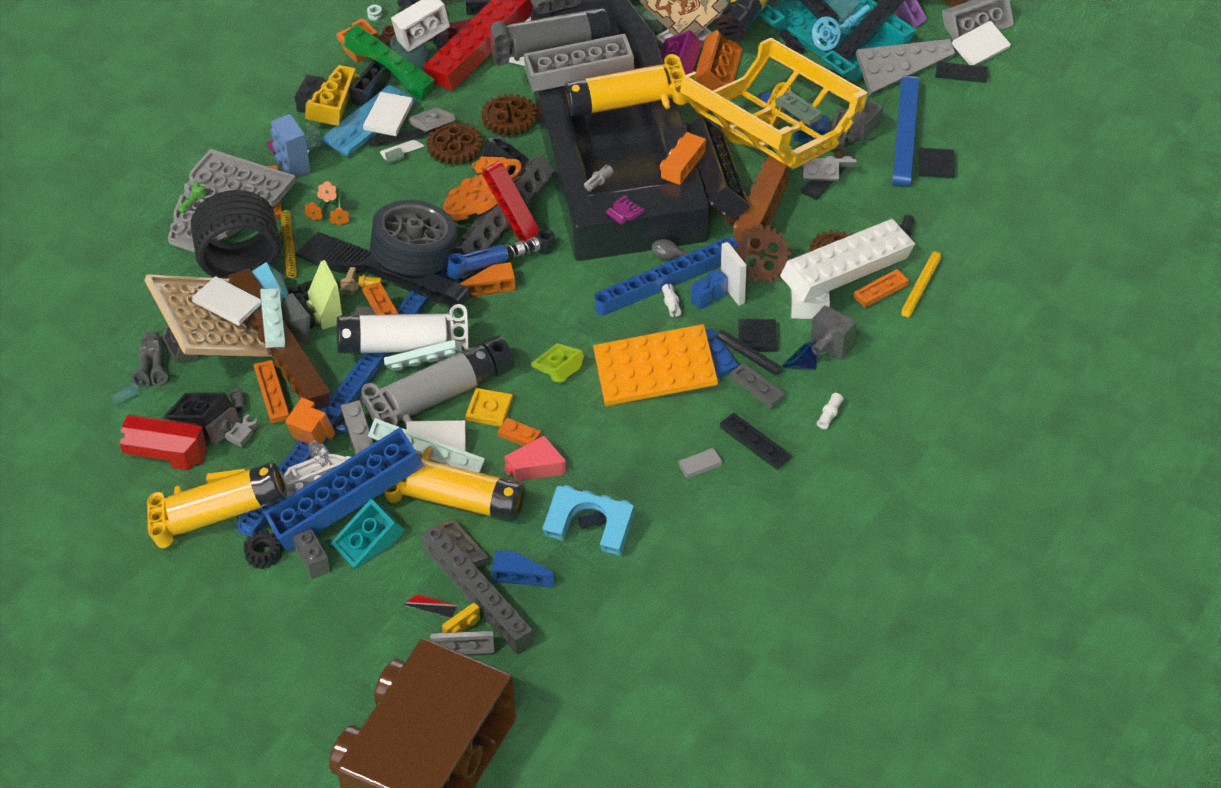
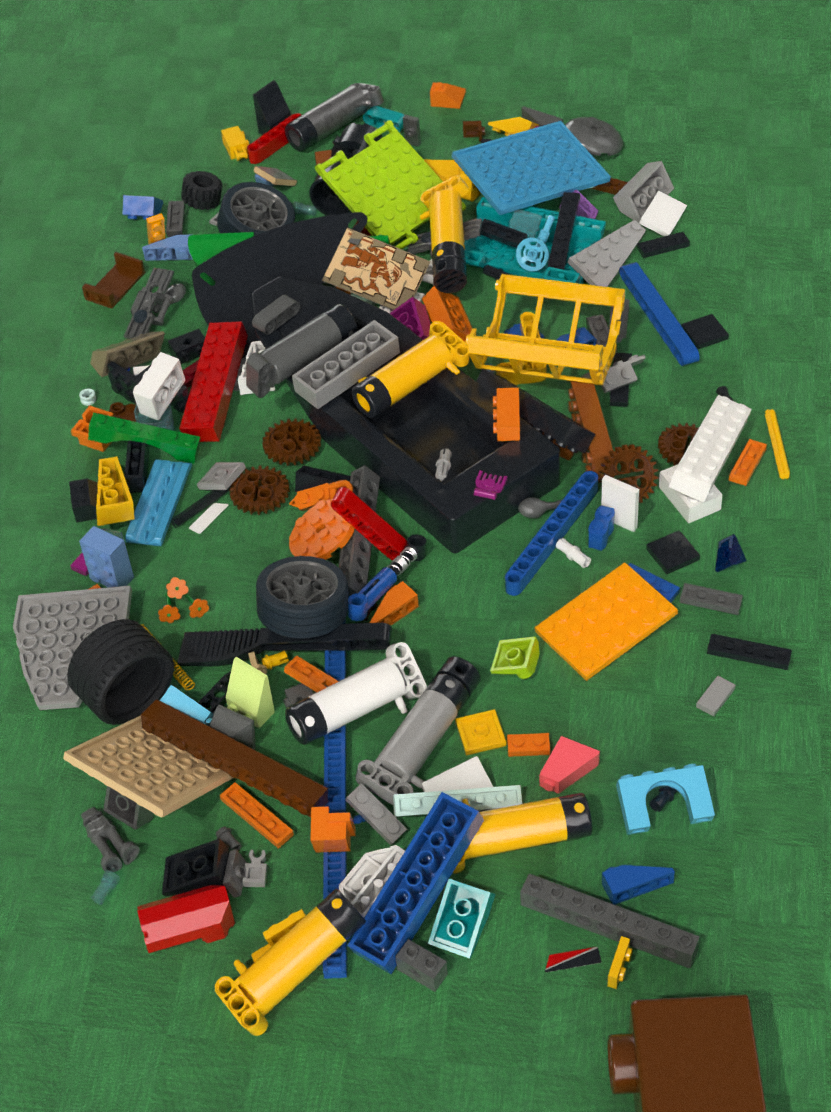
camera: 25 degrees left, 0 degrees up
(198, 192) = (38, 643): bright green piece -> none
(226, 300) = (160, 742): white tile -> none
(258, 541) = (360, 974): black tyre -> none
(272, 318) = (218, 739): light aqua plate -> none
(319, 453) = (363, 856): clear plate -> none
(388, 114) = (176, 488): white tile -> none
(394, 155) = (208, 525): sand green hinge -> none
(417, 356) = (381, 715): light aqua plate -> none
(464, 542) = (560, 877): dark grey plate -> none
(466, 642) = (636, 984): light grey plate -> none
(748, 352) = (681, 571): black axle -> none
(799, 107) = (567, 327): sand green plate -> none
(830, 410) = (792, 593): white pin -> none
(832, 333) = (745, 520): flat silver brick -> none

